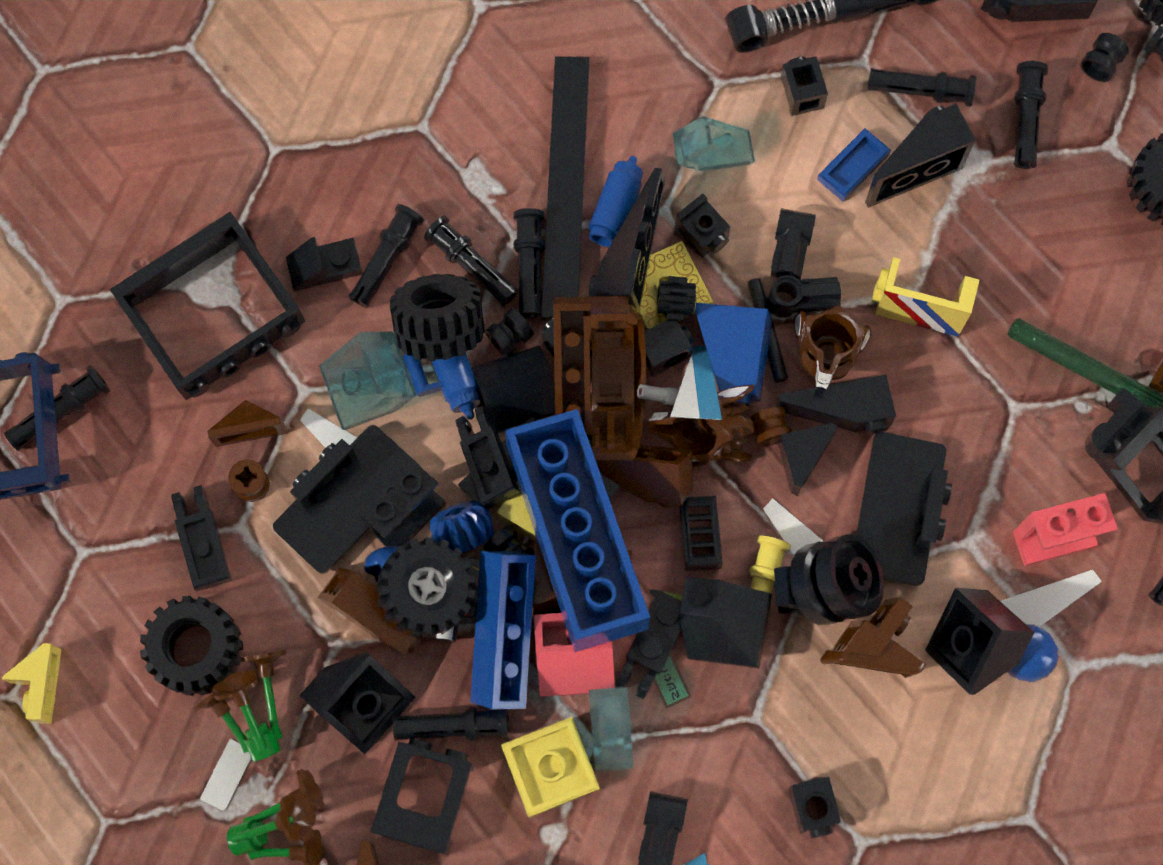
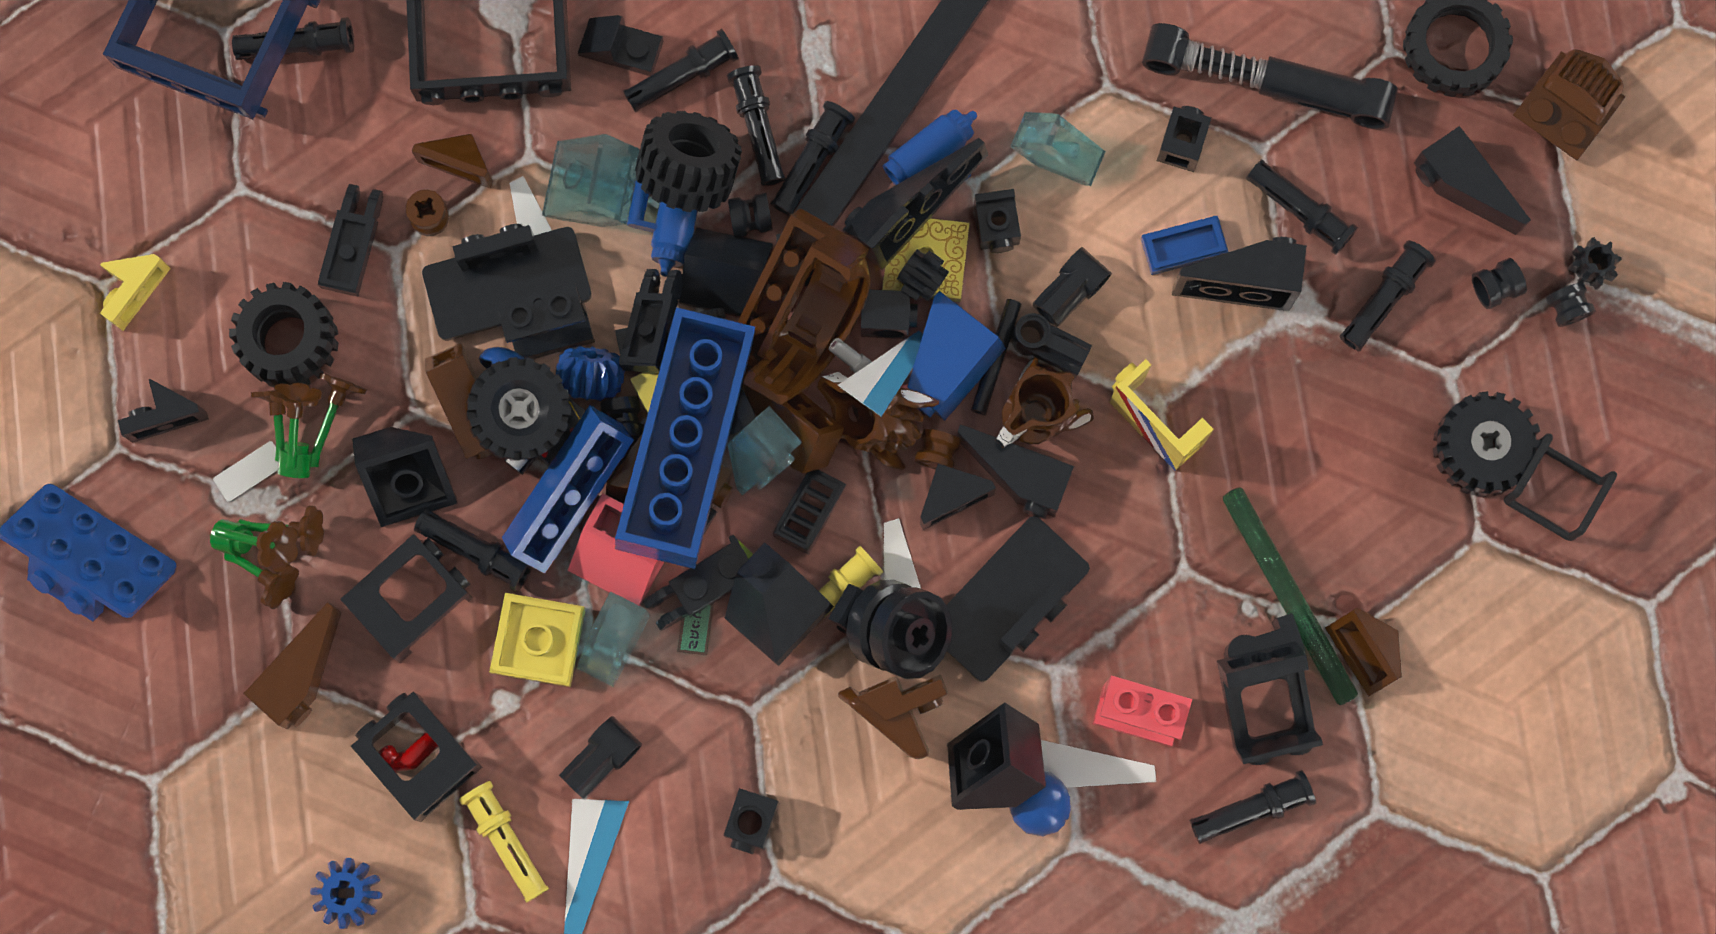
camera: 30 degrees right, 5 degrees up
(134, 765) = (170, 414): none -> black slope
(638, 504) = (761, 451): none -> clear light blue slope

